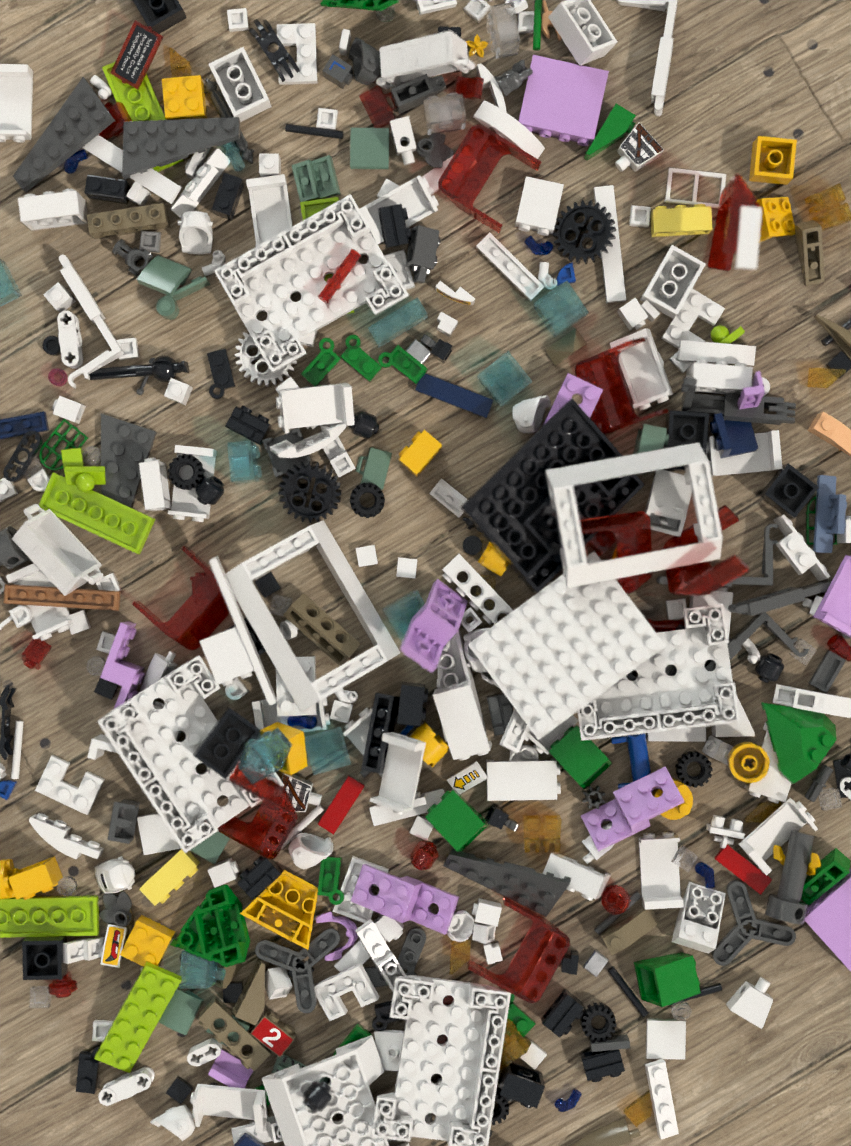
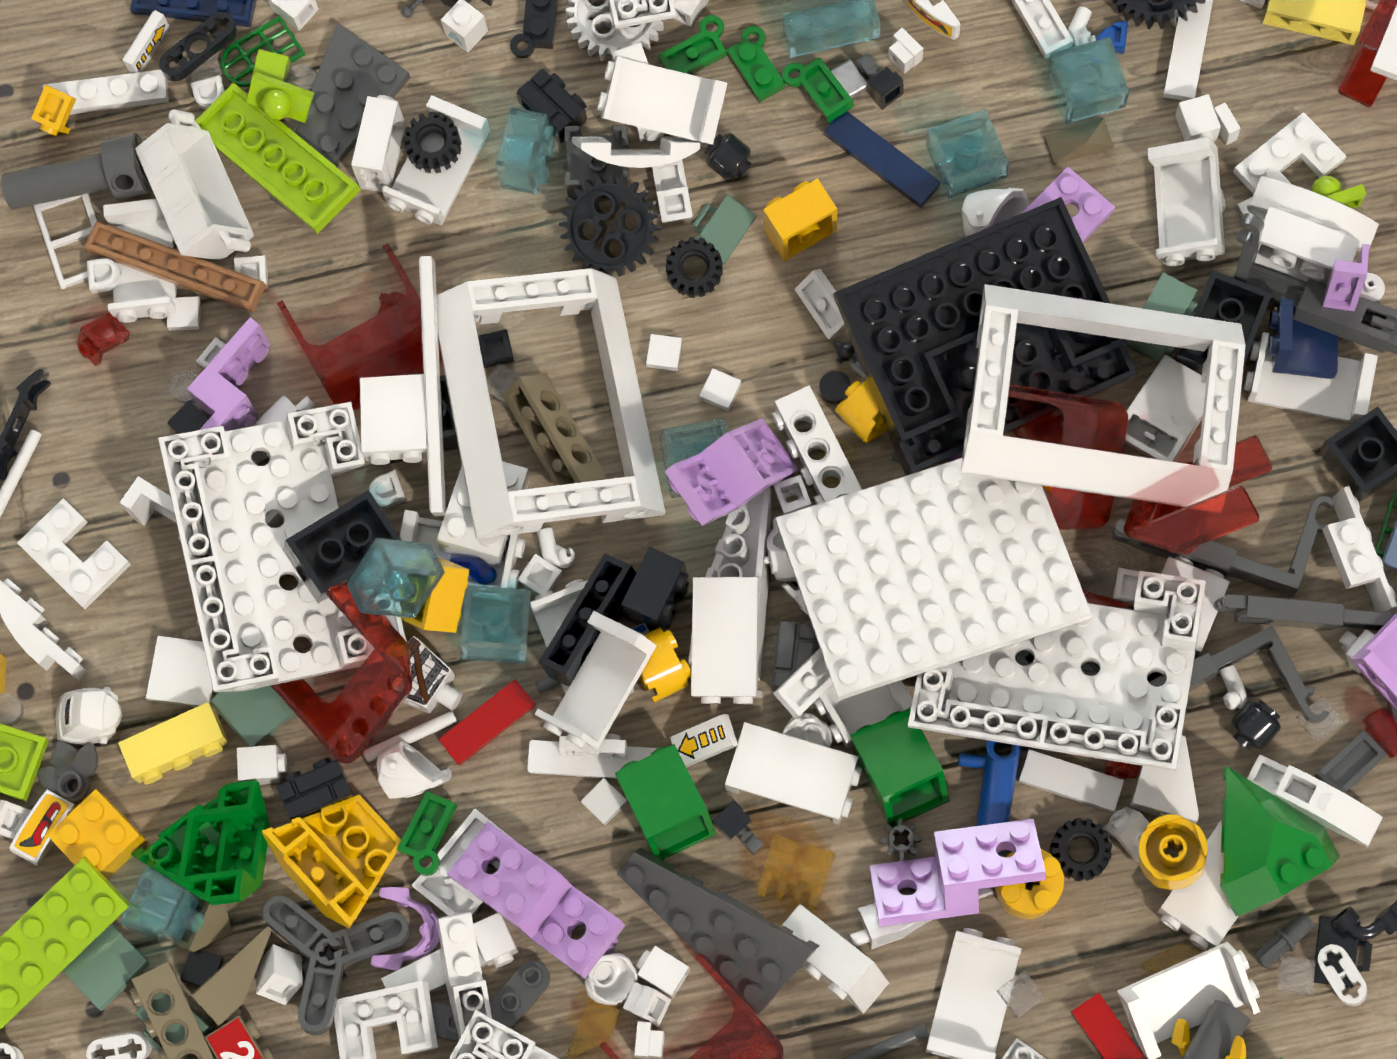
camera: 25 degrees right, 15 degrees down
(123, 821) = (136, 629): dark grey window -> none
(210, 490) = (458, 178): black head -> none
(288, 629) = (505, 422): white tile -> none
(424, 855) = (592, 843): clear red head -> none
(614, 406) = (1126, 241): clear red windscreen -> none
(615, 899) = (882, 1021): clear red plate -> none
(673, 281) = (1275, 89): white brick -> none
(707, 872) = (1050, 1030): clear blue arm -> none
(734, 830) = (1090, 958): white hips -> none

